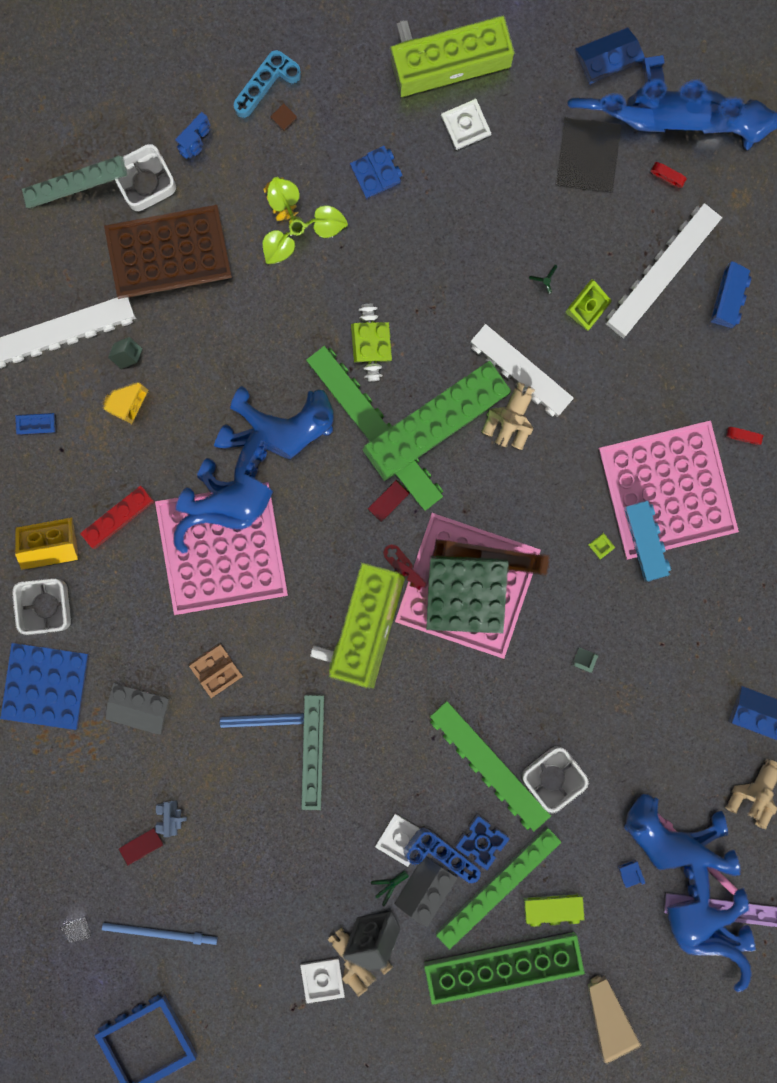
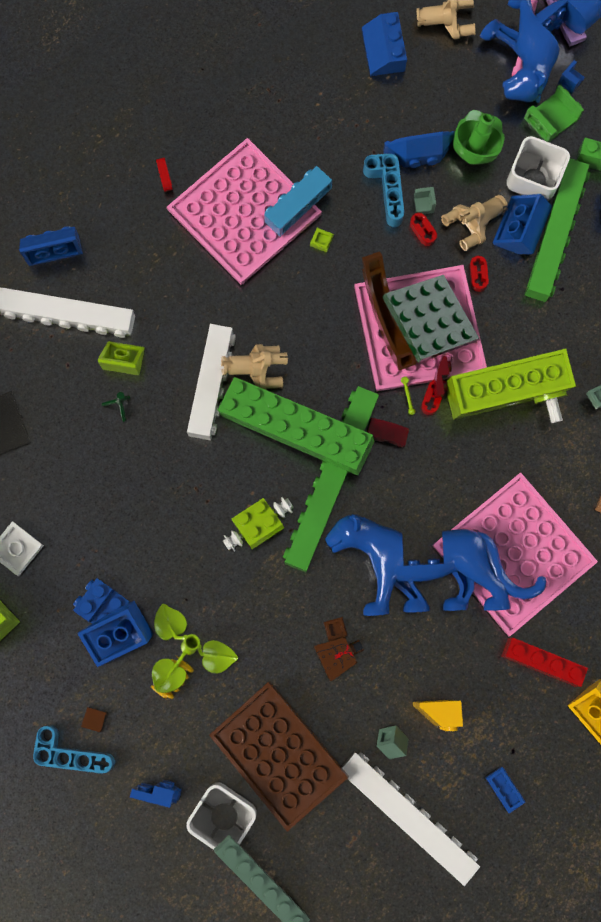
camera: 120 degrees left, 10 degrees down
(220, 347) = (338, 656): none -> reddish brown torso
(244, 359) = (335, 629): none -> reddish brown tile
(343, 171) = (116, 634): none -> blue slope
(425, 541) = (405, 380): none -> lime hinge
(491, 665) = (474, 273): none -> red beam
(513, 737) = (523, 223): none -> blue slope
(541, 695) = (475, 219): none -> tan wheel
(559, 649) = (426, 226): none -> red beam
(603, 834) = (554, 114): none -> bright green panel
(613, 633) = (389, 190): none -> dark azure beam
(617, 745) = (478, 138): none -> bright green piece
(636, 687) = (420, 149): none -> blue wedge

